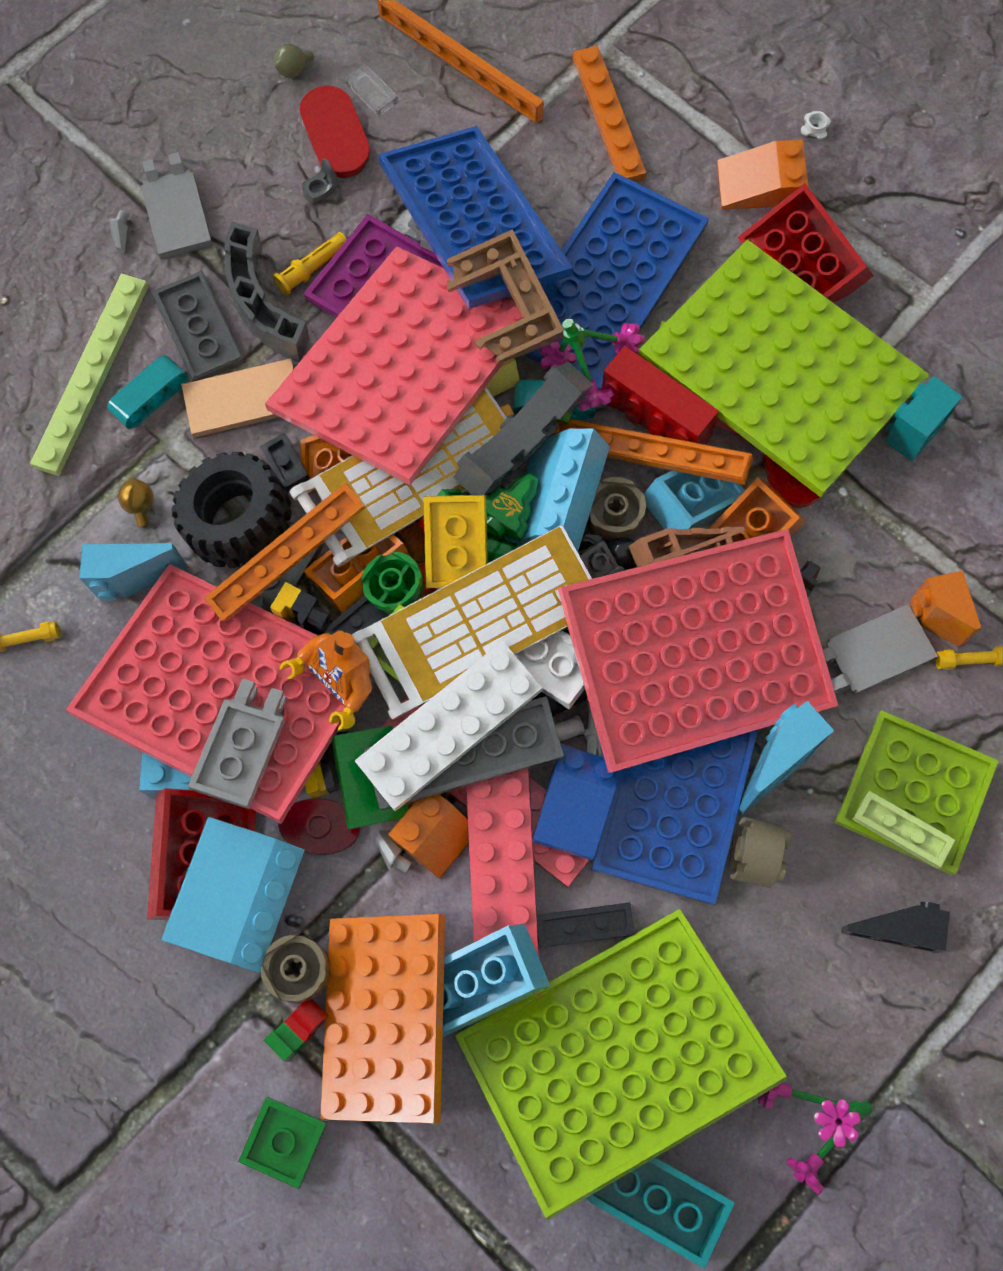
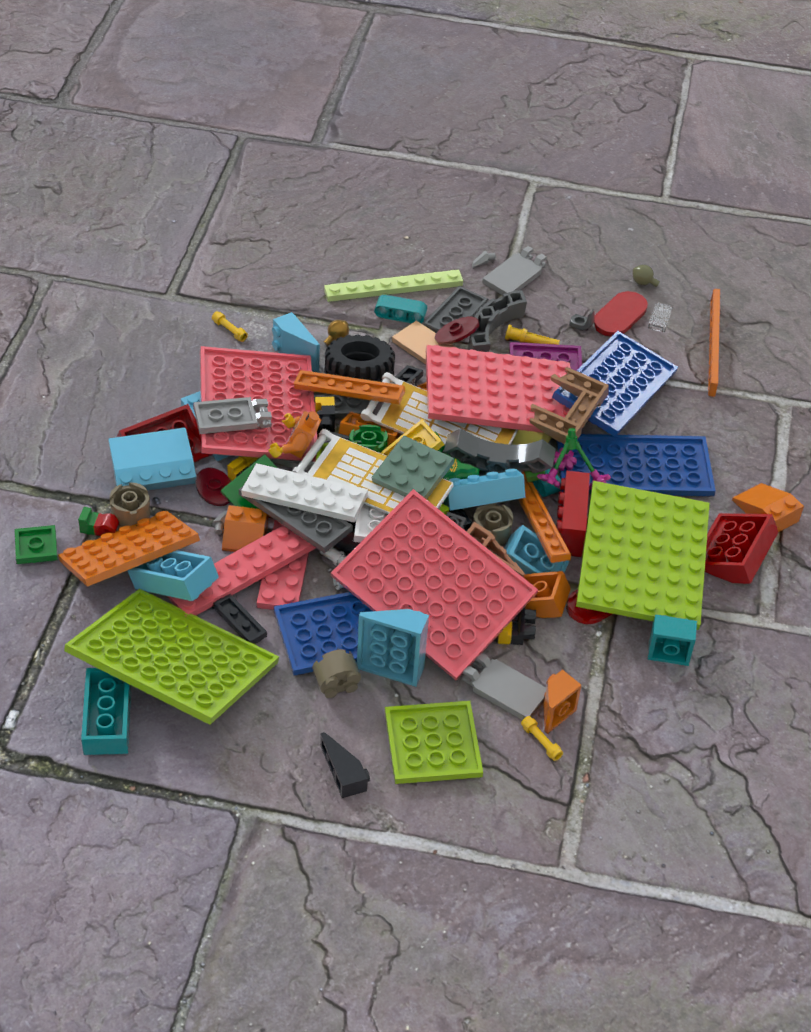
camera: 50 degrees right, 25 degrees down
(248, 347) = (456, 330): none -> dark red piece
(507, 562) = (412, 467): none -> sand green plate
(576, 803) = (305, 578): blue slope -> none
(608, 114) = (743, 422): orange plate -> none
(838, 1126) = (203, 755): dark pink plant -> none
(903, 830) = (401, 735): yellowish green plate -> none

